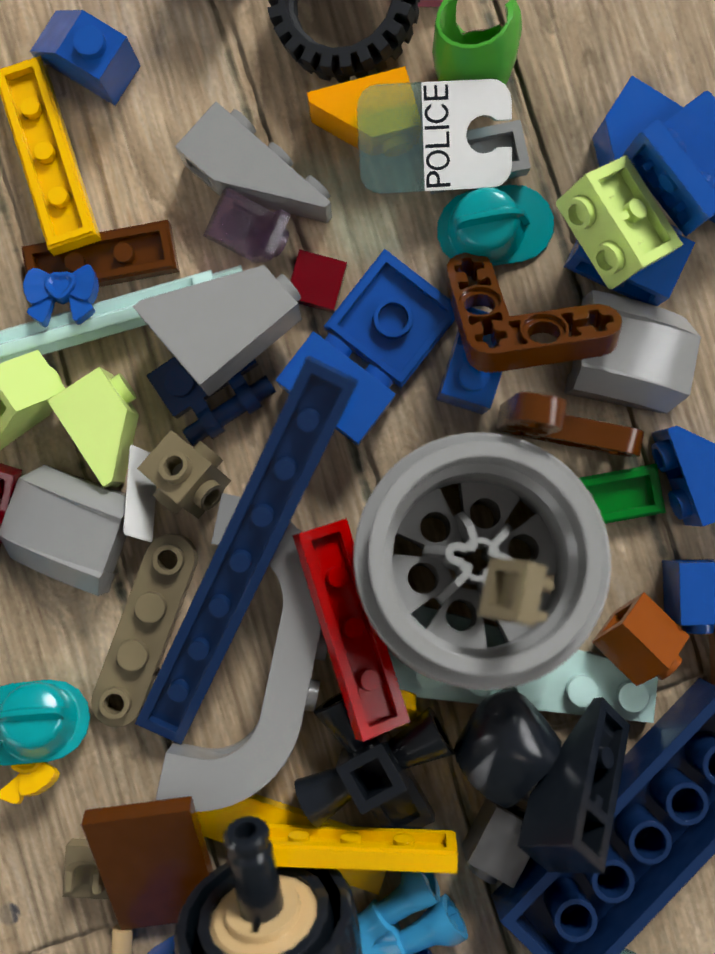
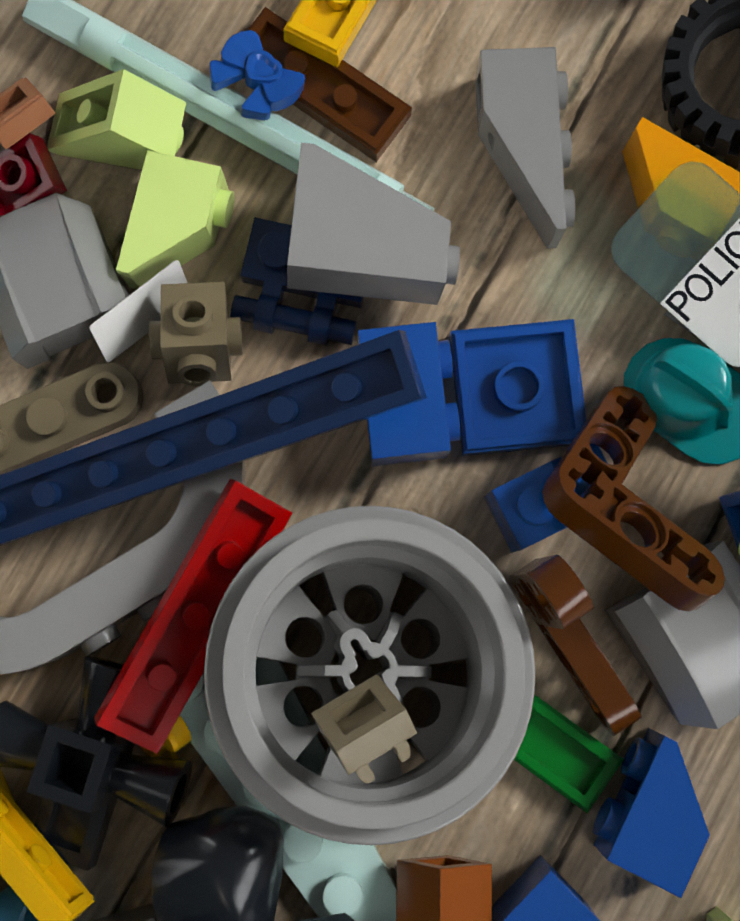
camera: 45 degrees right, 5 degrees down
(247, 227) = (472, 181): bracket -> none
(318, 280) = (487, 288): dark red tile -> none

